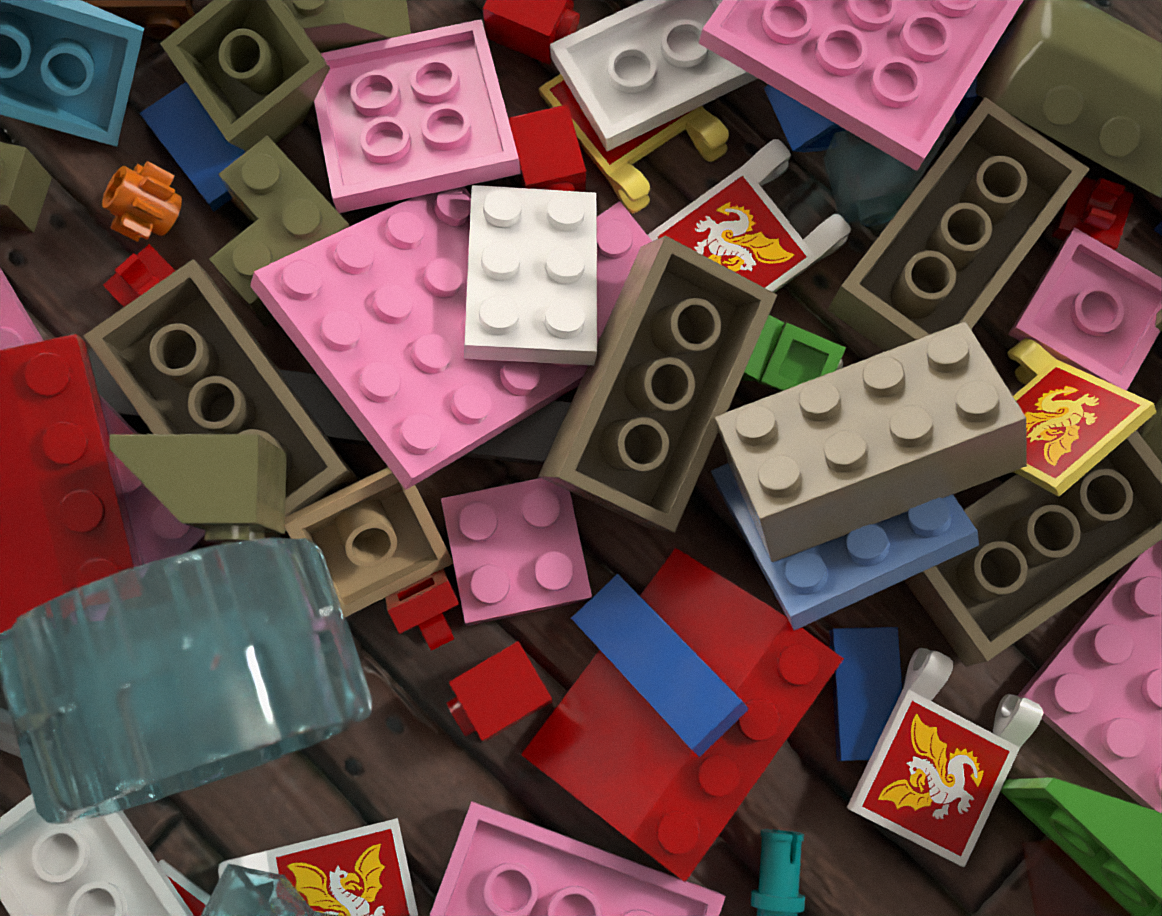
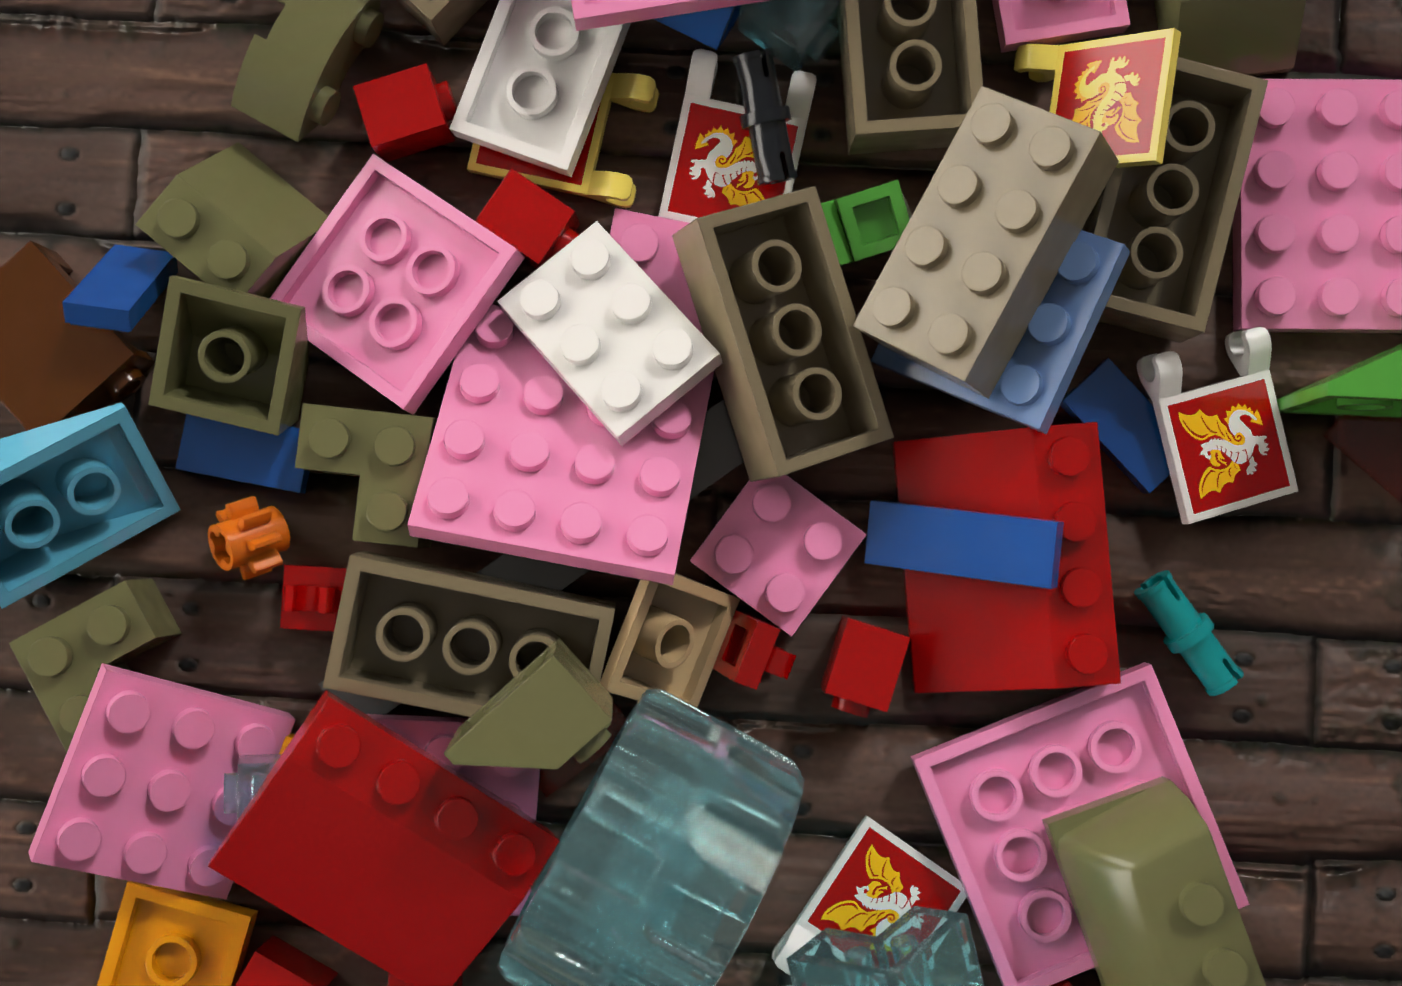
camera: 40 degrees left, 10 degrees up
(786, 225) = (765, 117): none -> black pin

